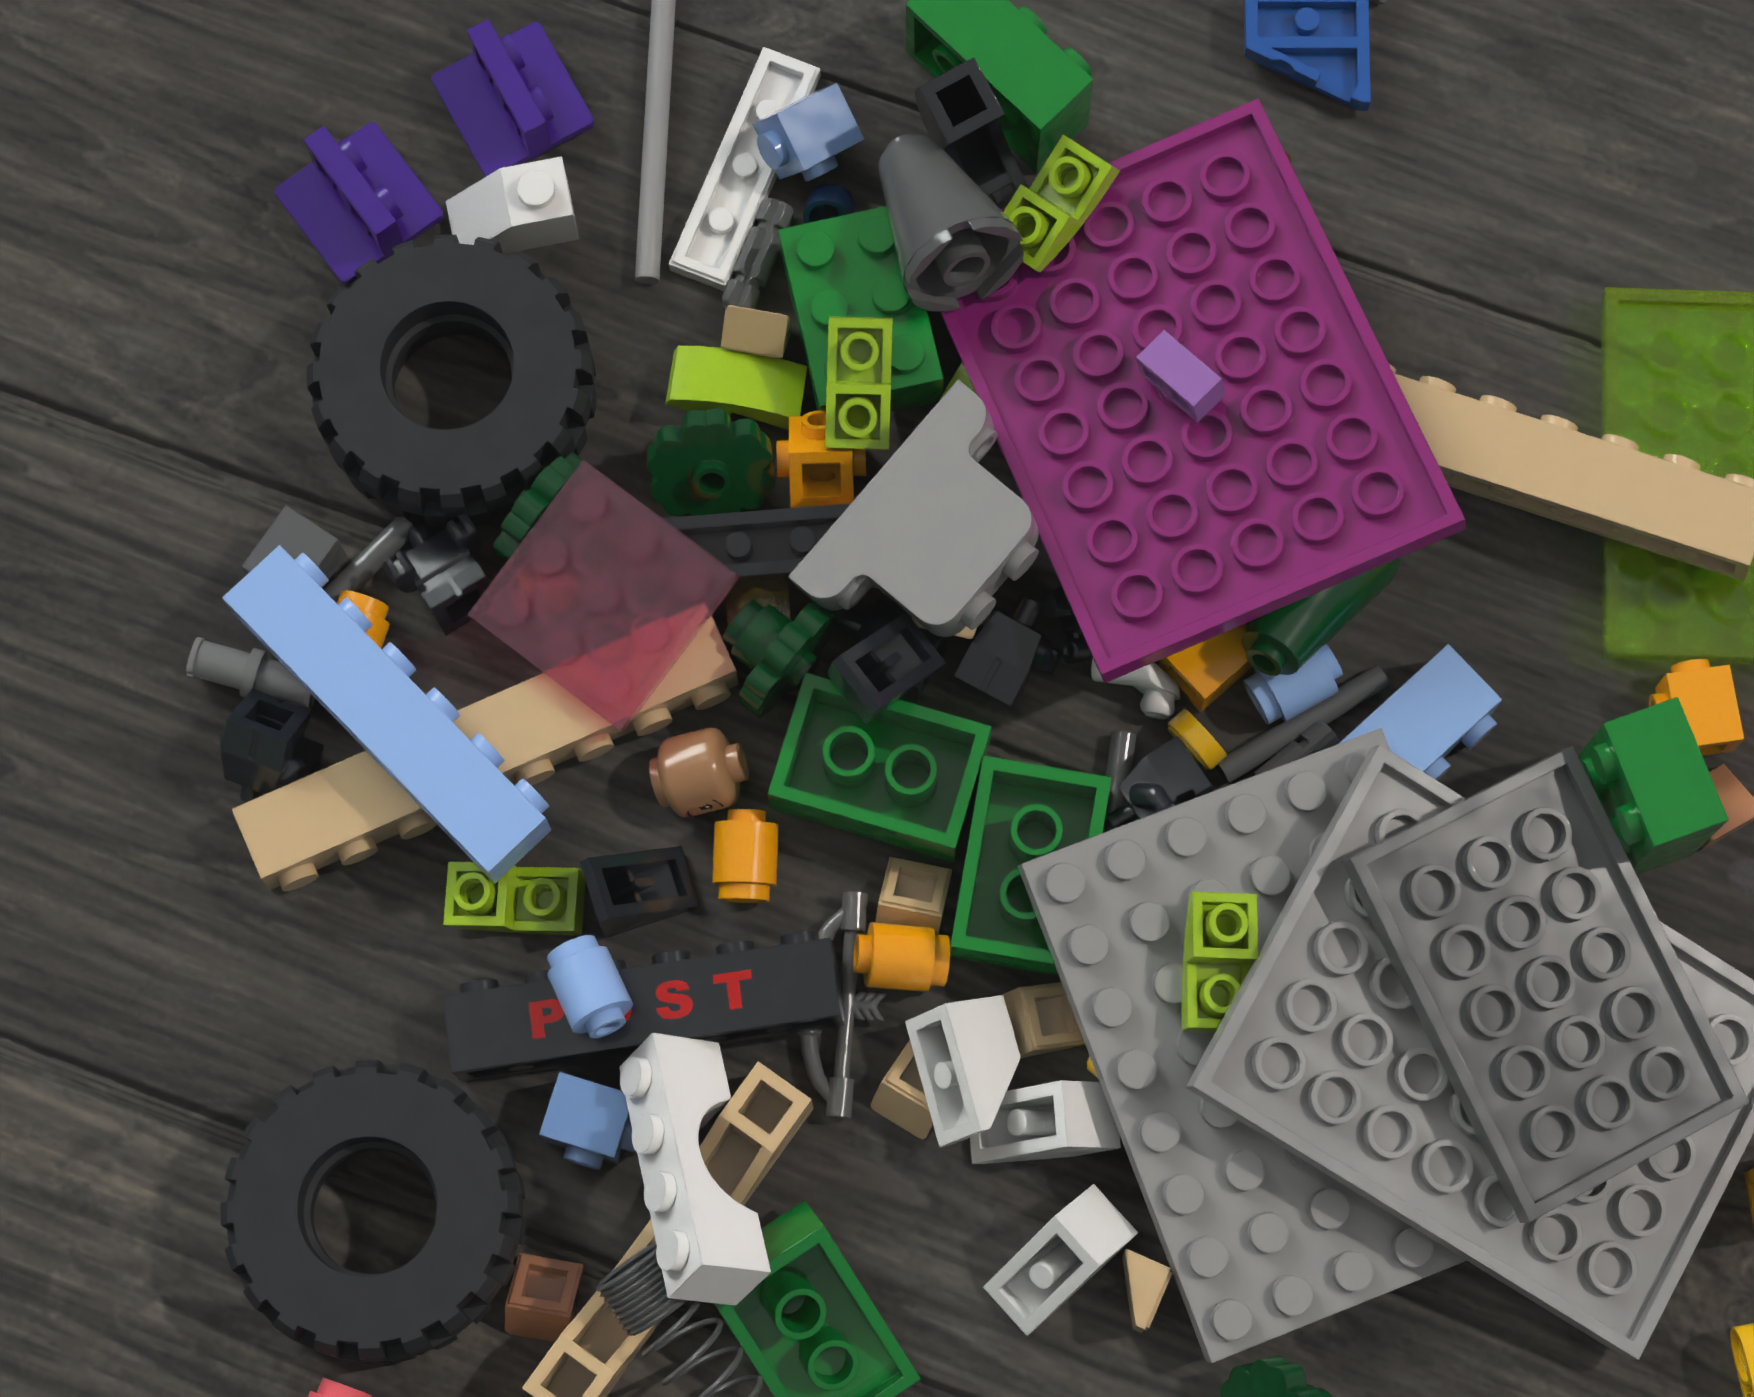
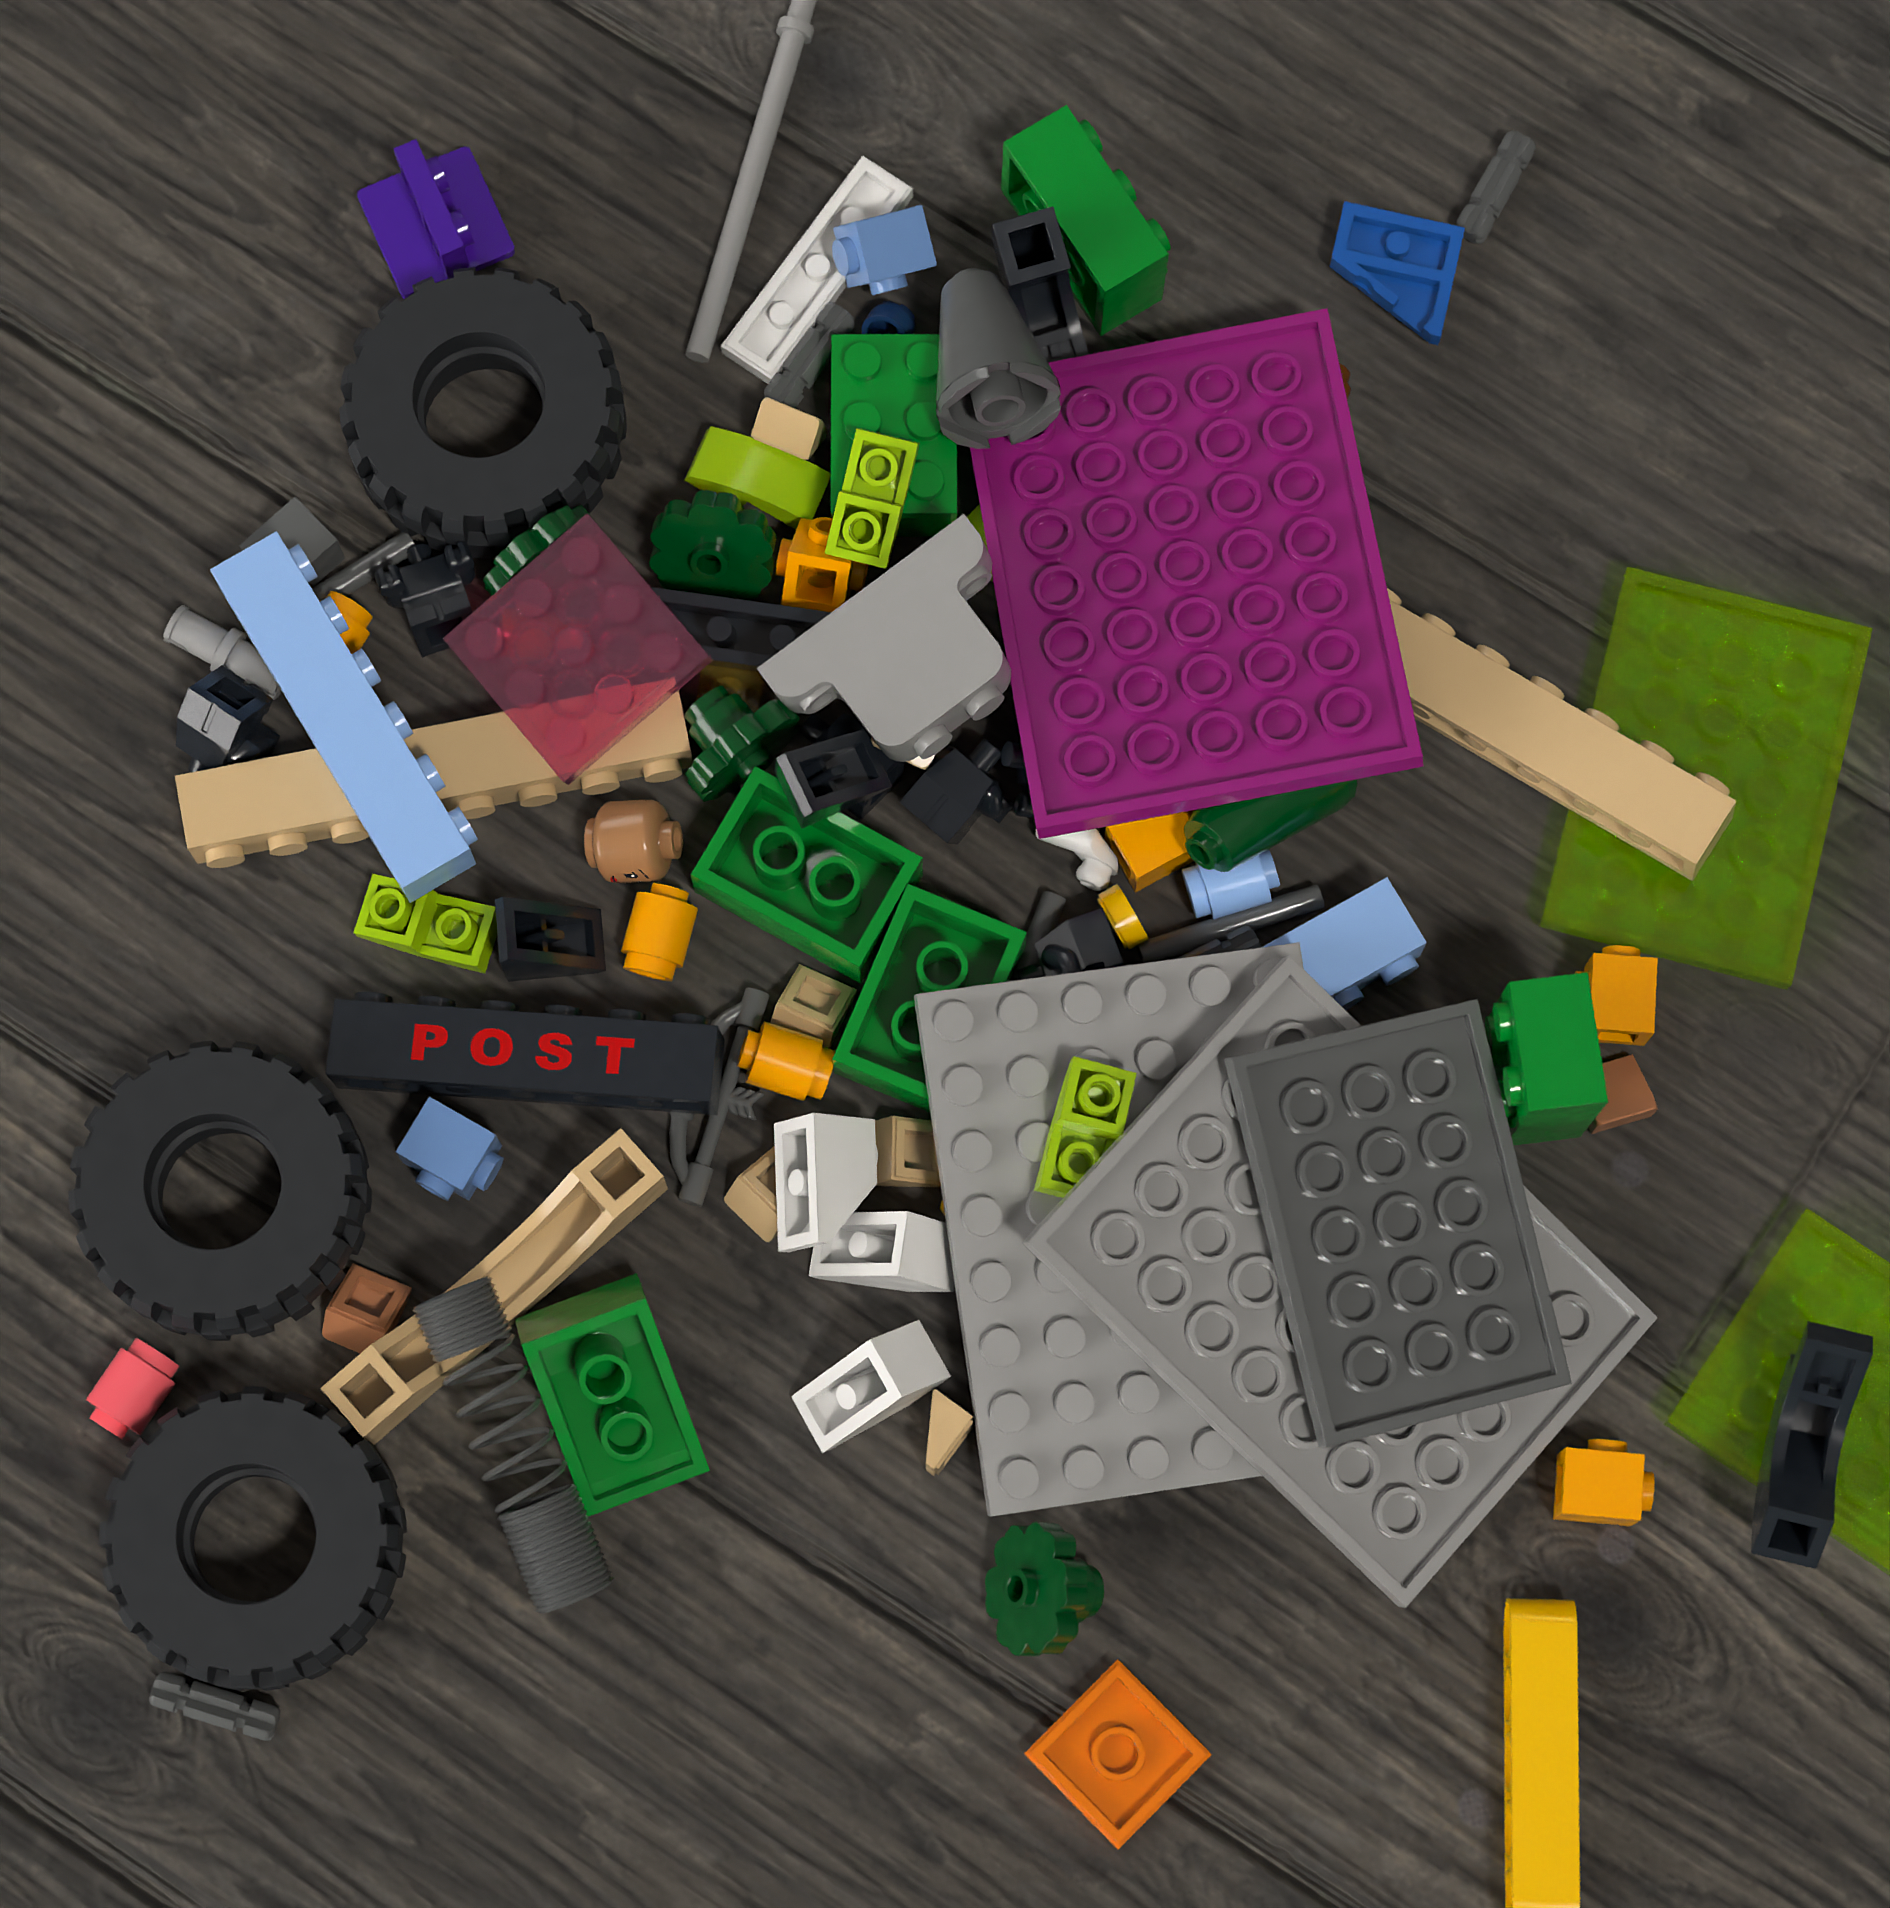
camera: 10 degrees right, 0 degrees up
(511, 97) = (607, 152): dark purple bracket -> none
(516, 206) = (587, 259): white slope -> none
(588, 986) = (474, 1020): light blue brick -> none
(703, 1237) = (525, 1282): white arch -> none
(1058, 200) = (1108, 365): lime slope -> none
(1180, 376) = (1183, 559): medium lavender piece -> none

